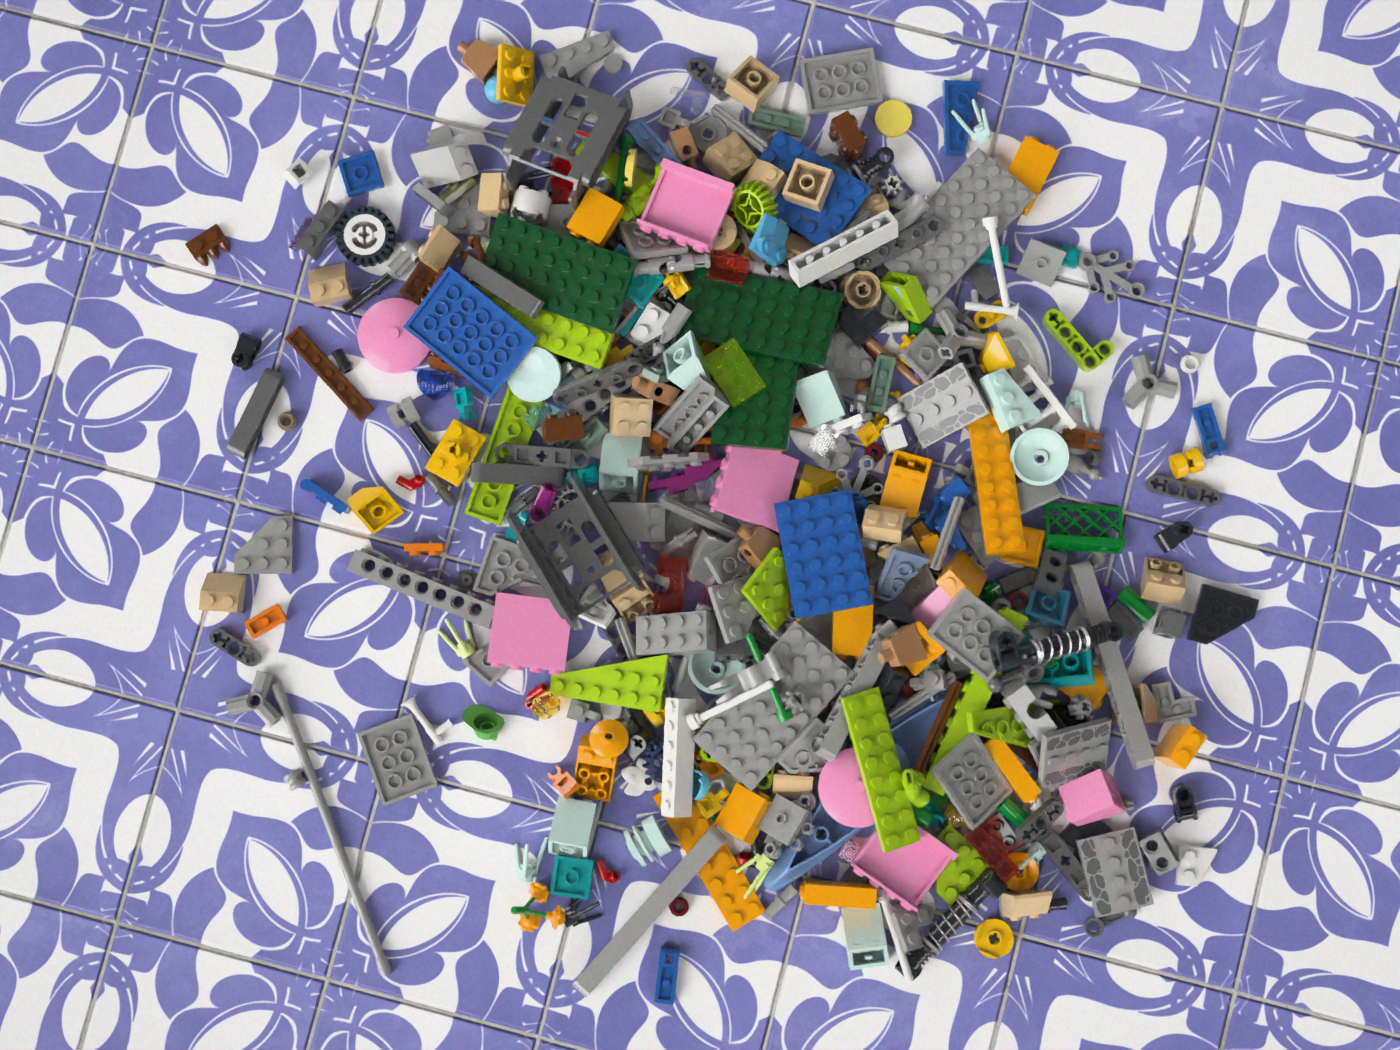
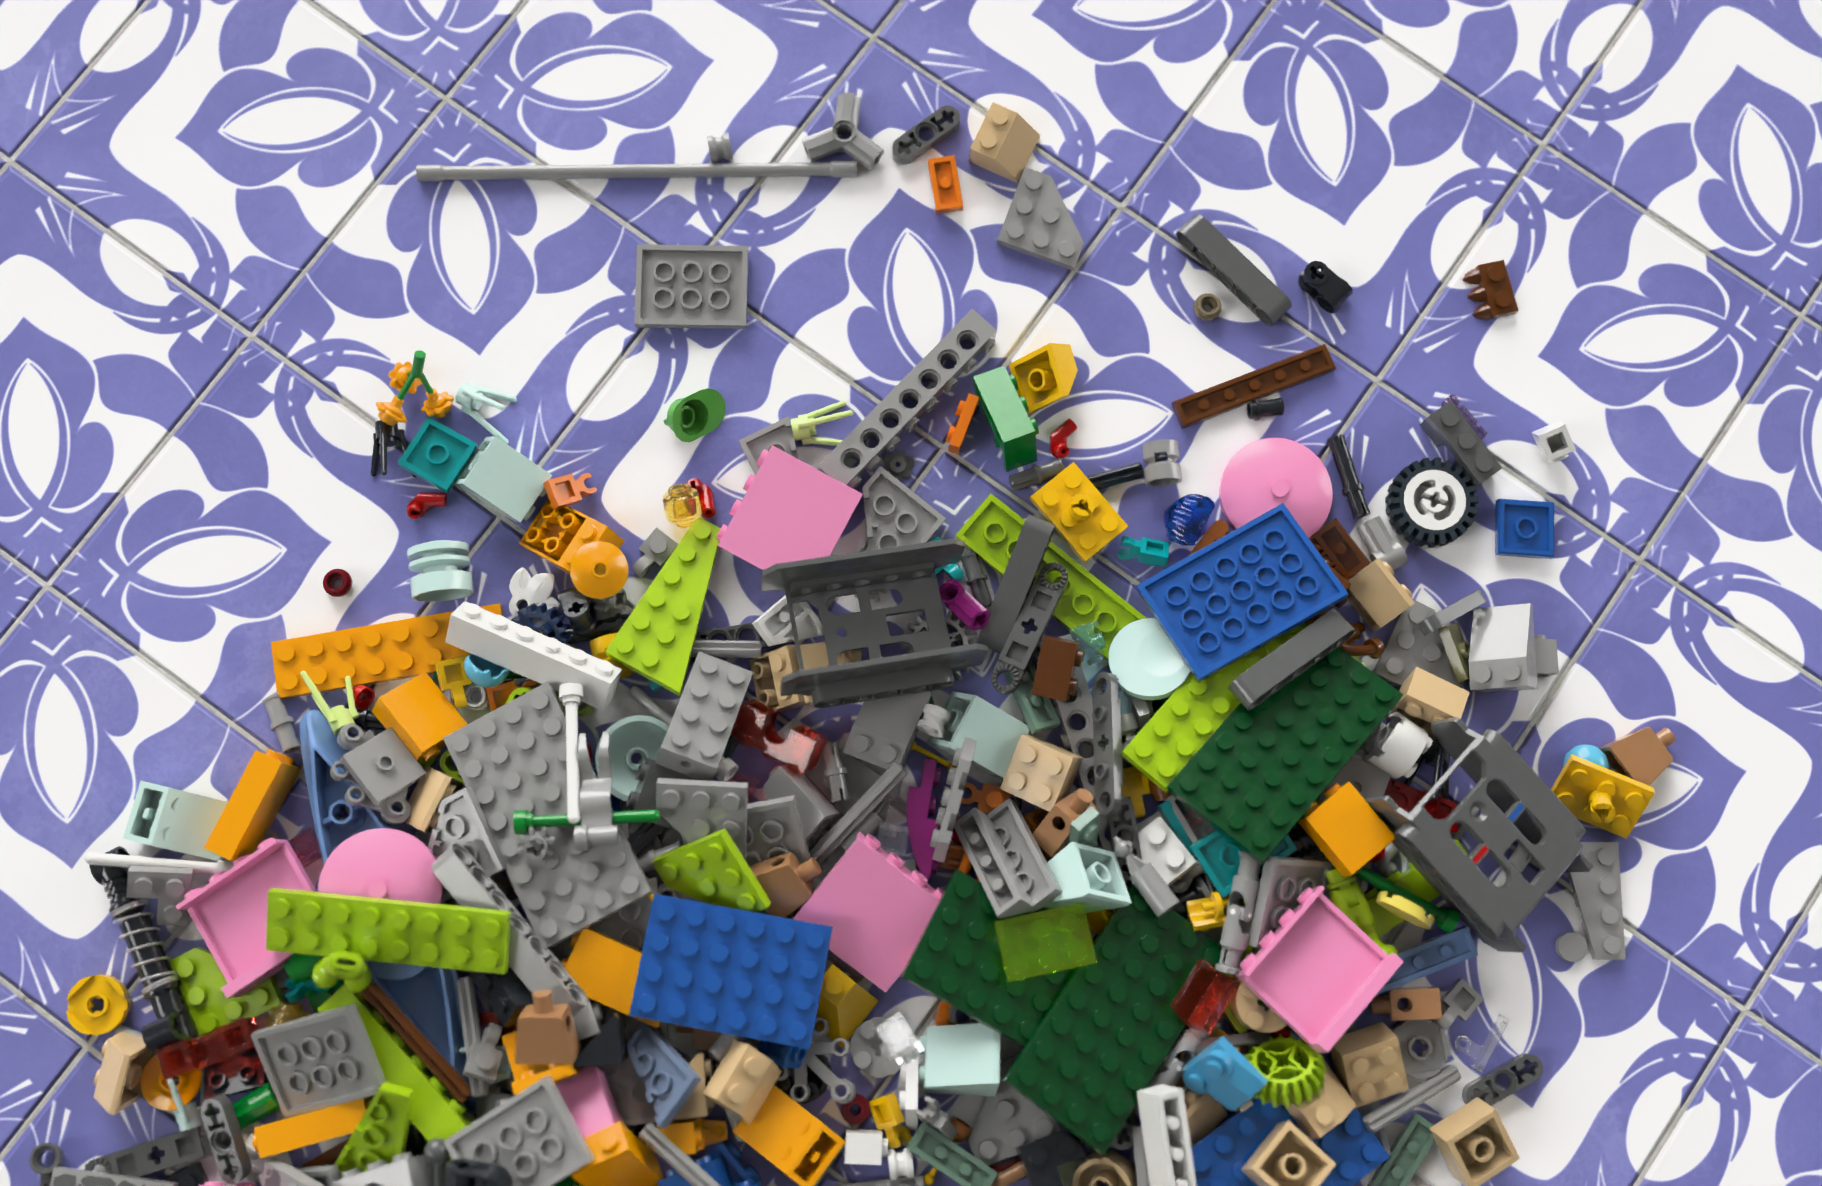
camera: 100 degrees right, 5 degrees down
(324, 496) = (1085, 318): blue plate -> none
(329, 285) = (1379, 429): tan slope -> none
(409, 521) = (1007, 417): none -> wedge
(433, 733) = (707, 345): white piece -> none
(587, 475) = (980, 678): teal plate -> none
(623, 492) = (934, 720): none -> white wheel
(649, 911) = (347, 542): light grey beam -> none
(667, 976) = (252, 531): blue plate -> none
(1058, 904) = (101, 1120): black pin -> none

